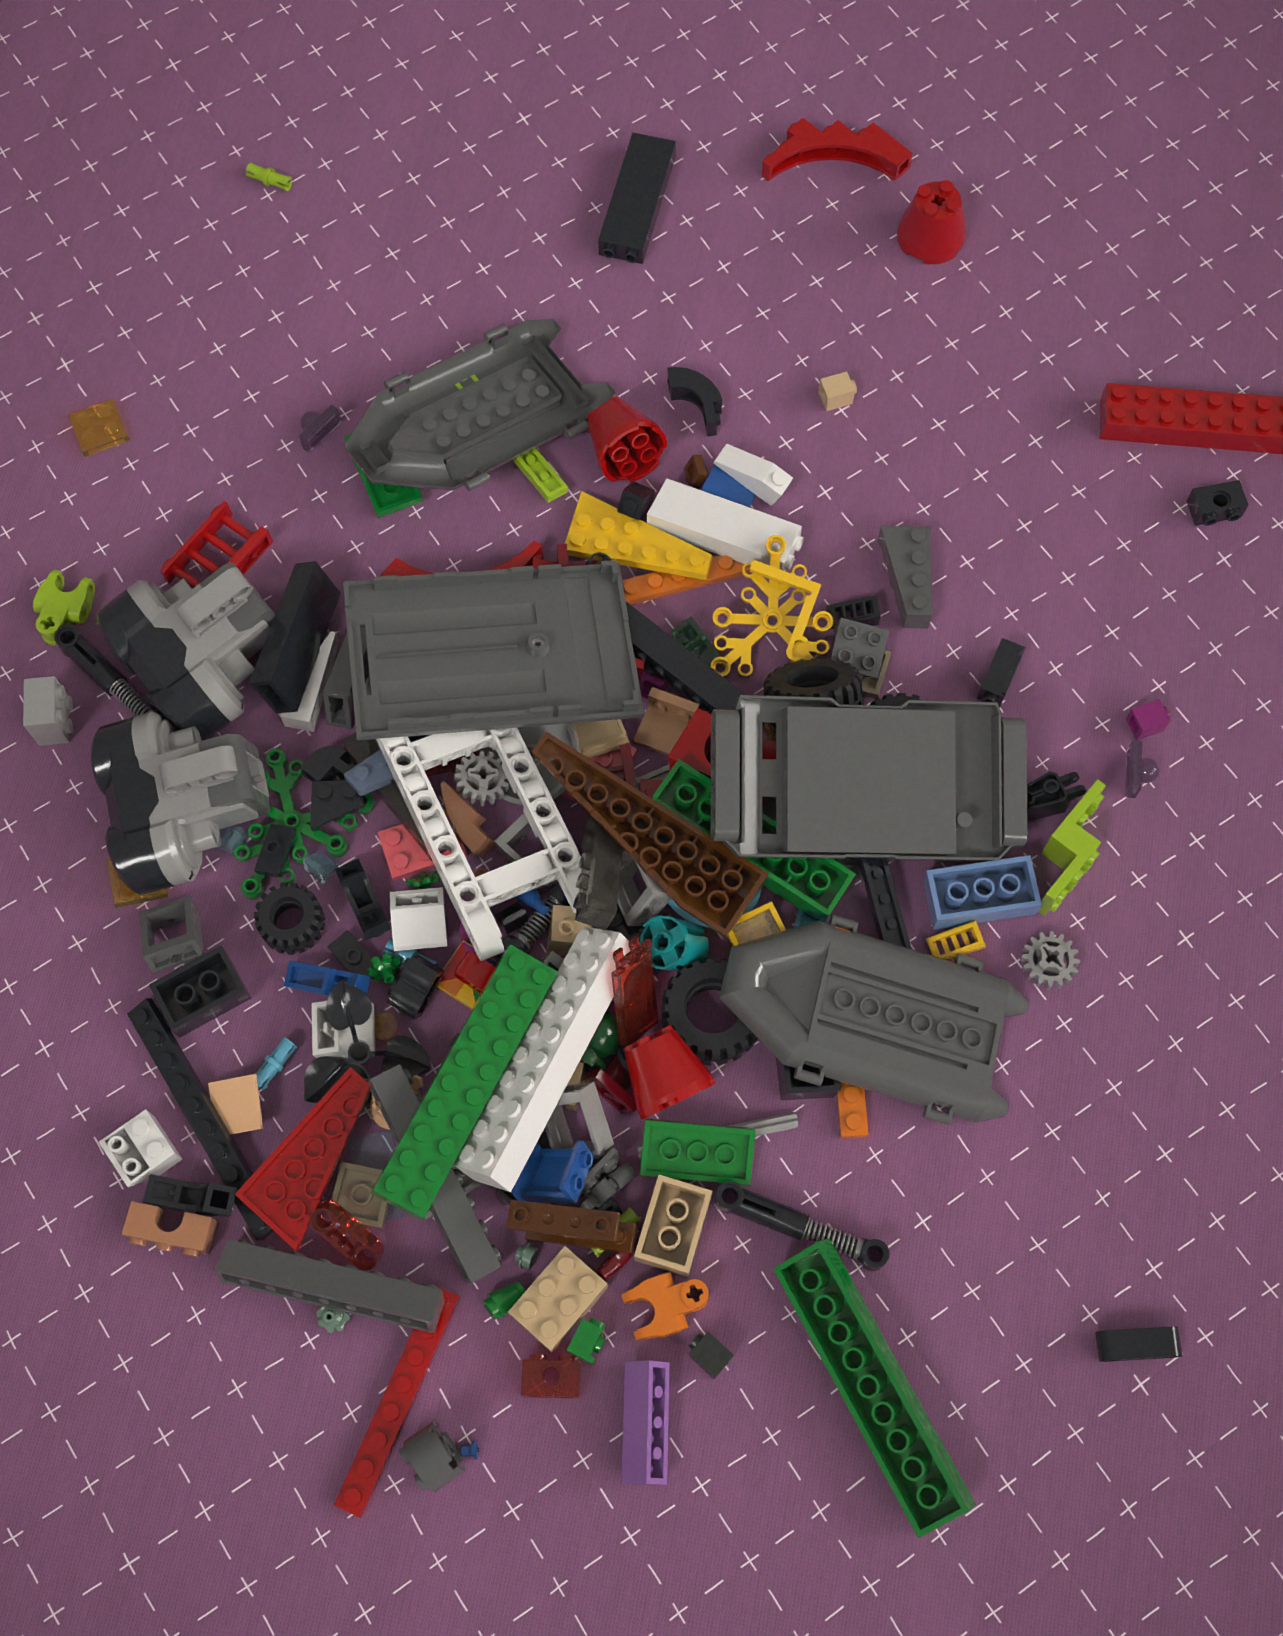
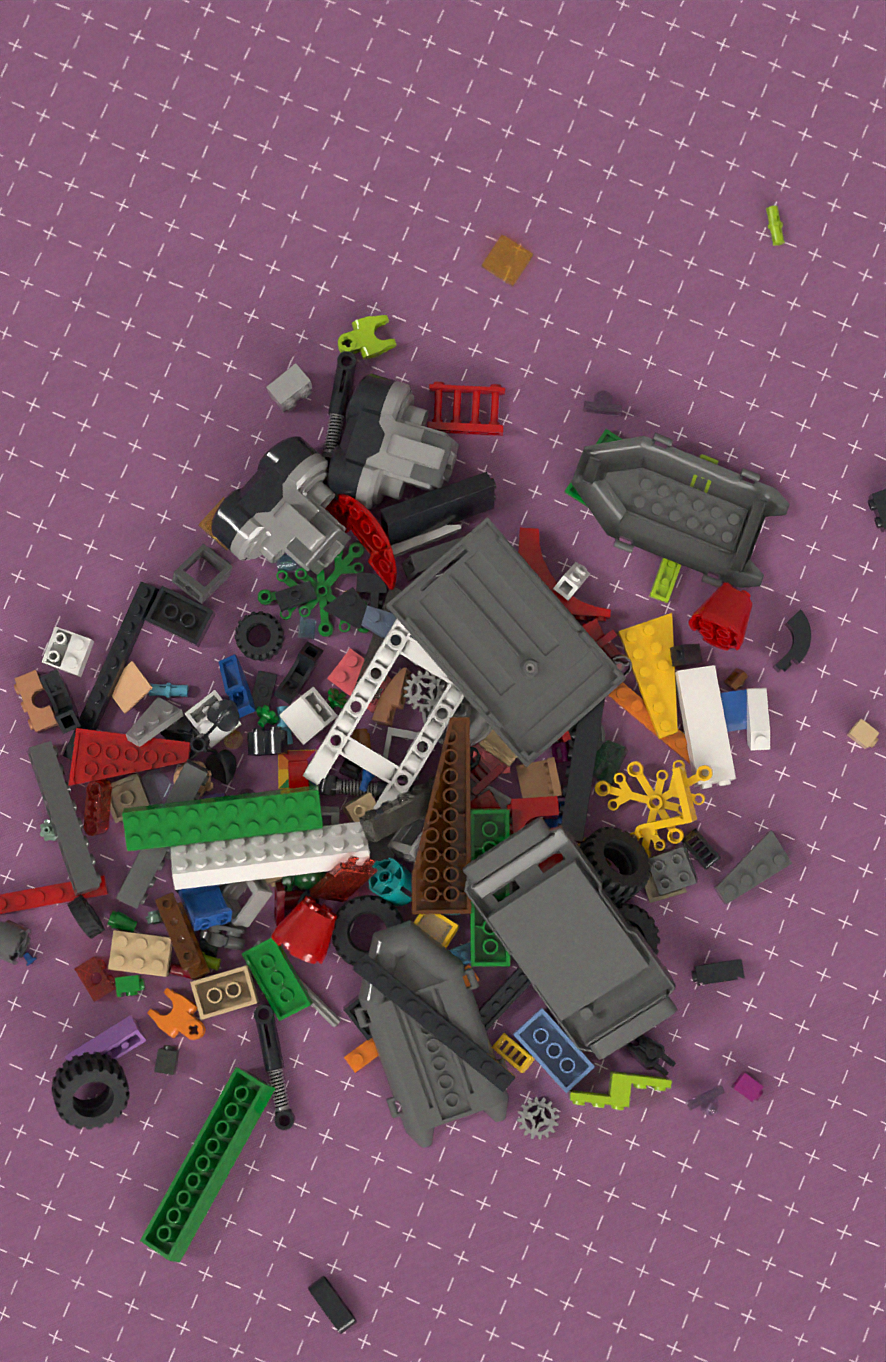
camera: 60 degrees right, 15 degrees up
(273, 720) = (369, 532): none -> red brick
(295, 1095) = (153, 721): none -> light grey wing
(468, 1336) = (86, 917): none -> black tyre
(475, 555) = (572, 580): none -> white brick
(656, 1476) = (93, 1111): none -> black tyre
(867, 992) = (434, 1022): none -> black plate

